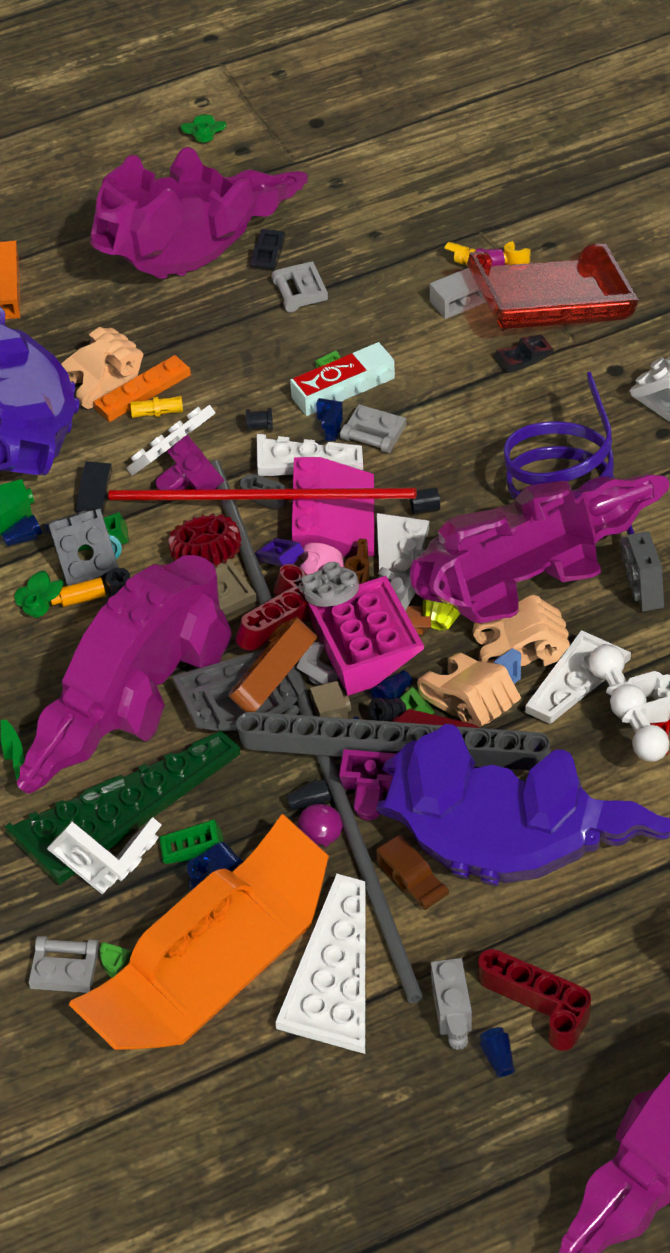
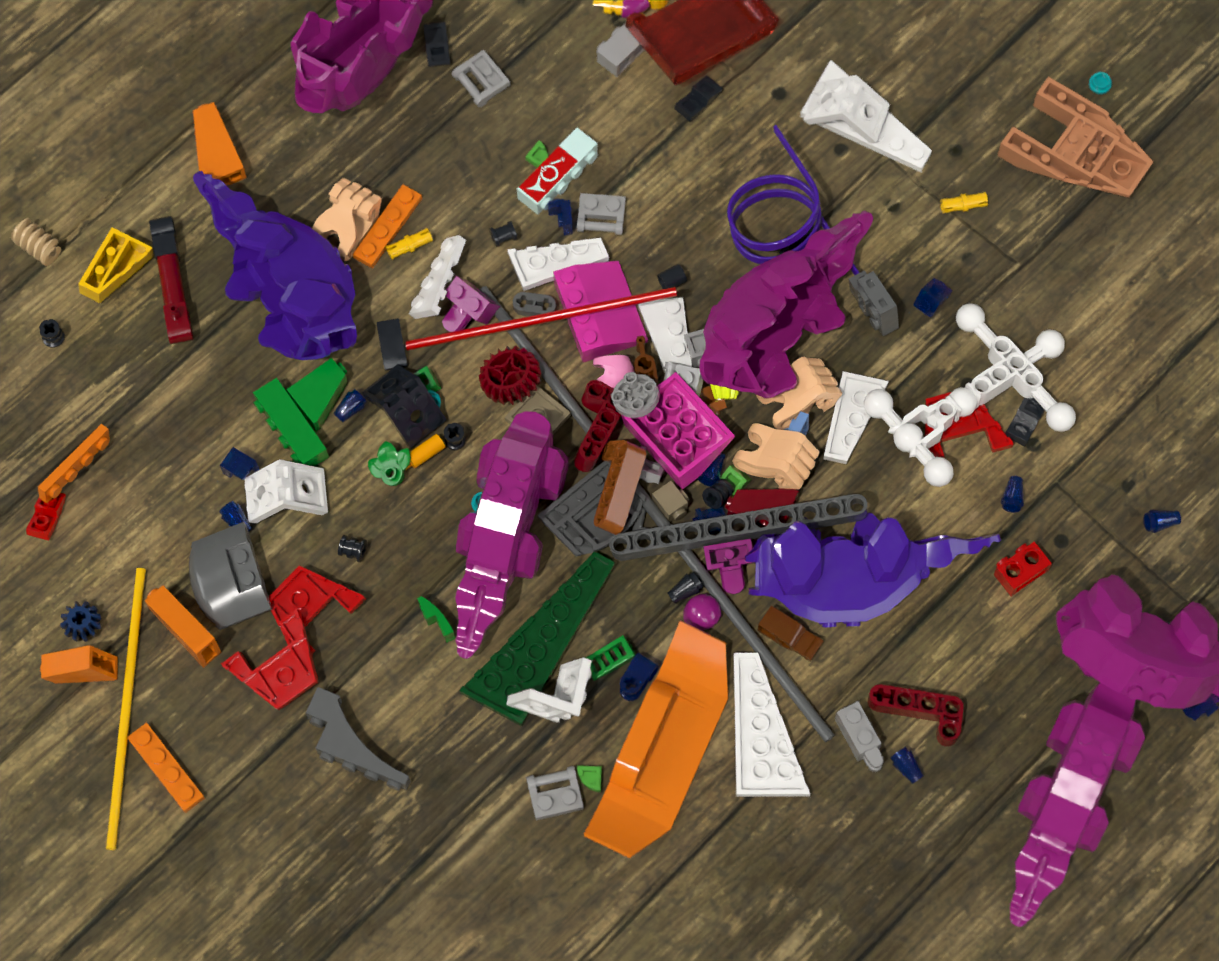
camera: 20 degrees left, 20 degrees up
(279, 552) = (575, 367): dark purple plate -> none

